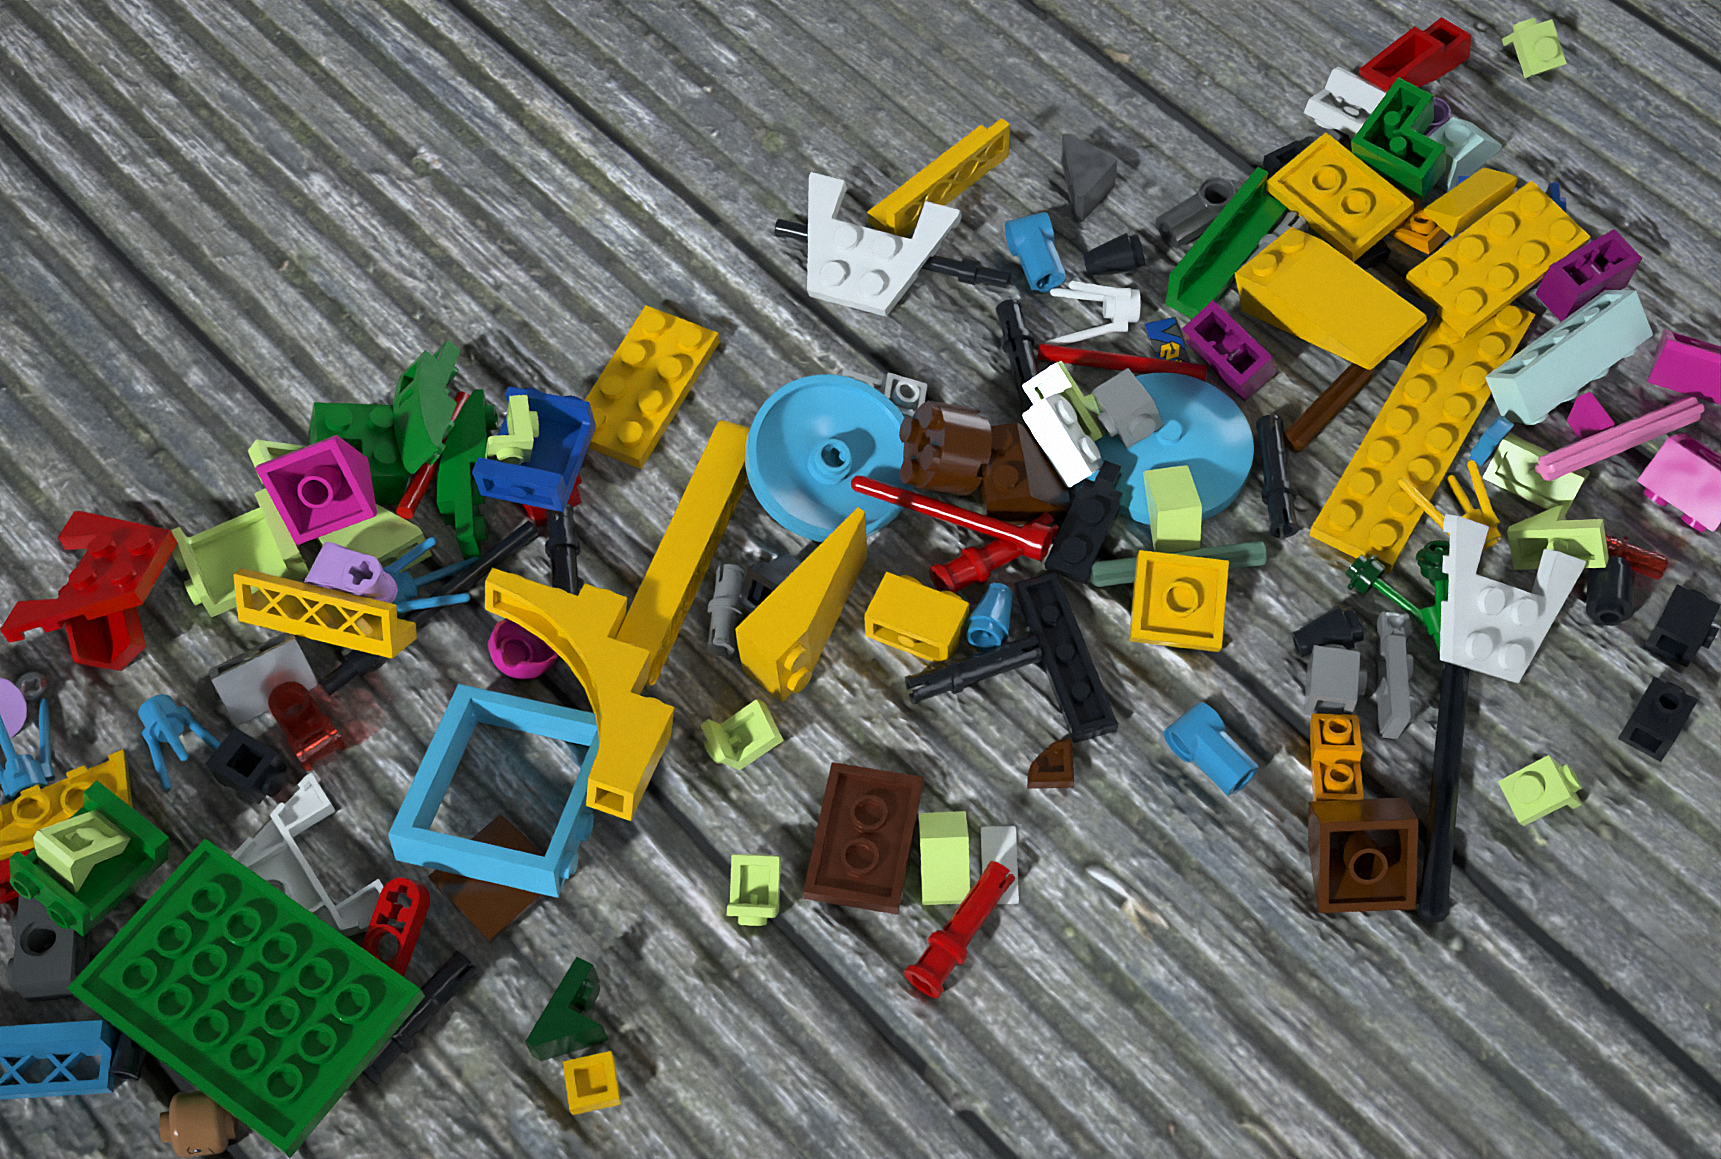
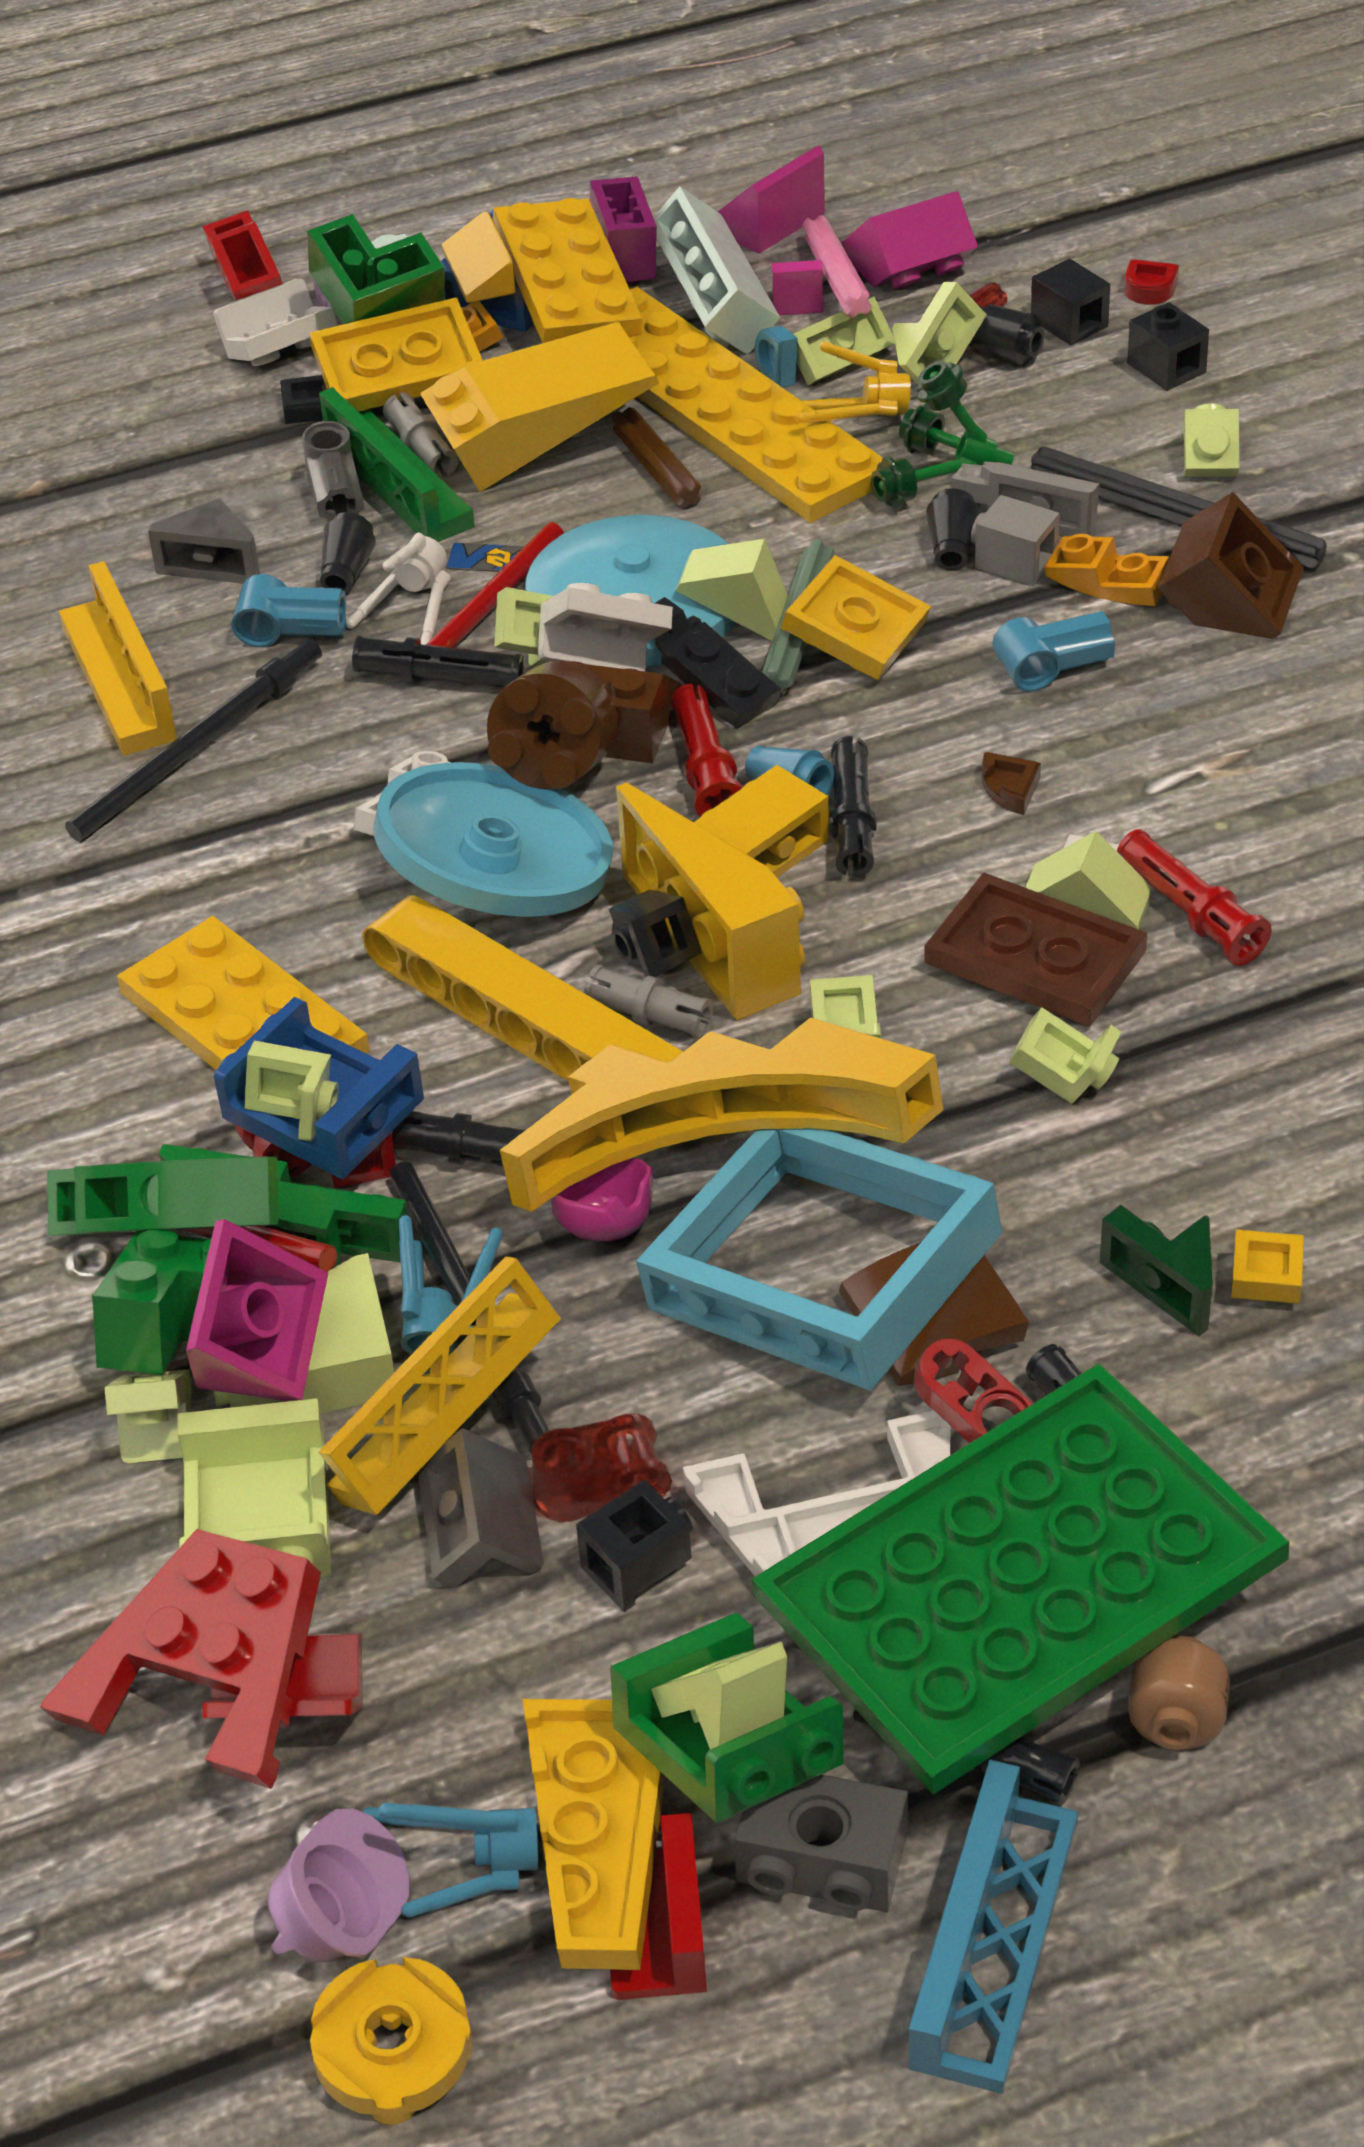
camera: 70 degrees left, 15 degrees down
(166, 723) = (499, 1637): dark azure plant -> none
(351, 573) = (405, 1313): lavender piece -> none
(862, 264) = (194, 764): white wing -> none
(1032, 540) = (717, 697): red piece -> none
(1065, 657) = (889, 734): black tile -> none
(1126, 409) = (594, 558): light grey brick -> none
(1229, 350) = (548, 486): magenta brick -> none
(1278, 491) = (748, 515): black pin -> none
(1492, 623) = (1003, 374): white wing -> none
(1536, 46) = (285, 183): yellowish green bracket -> none

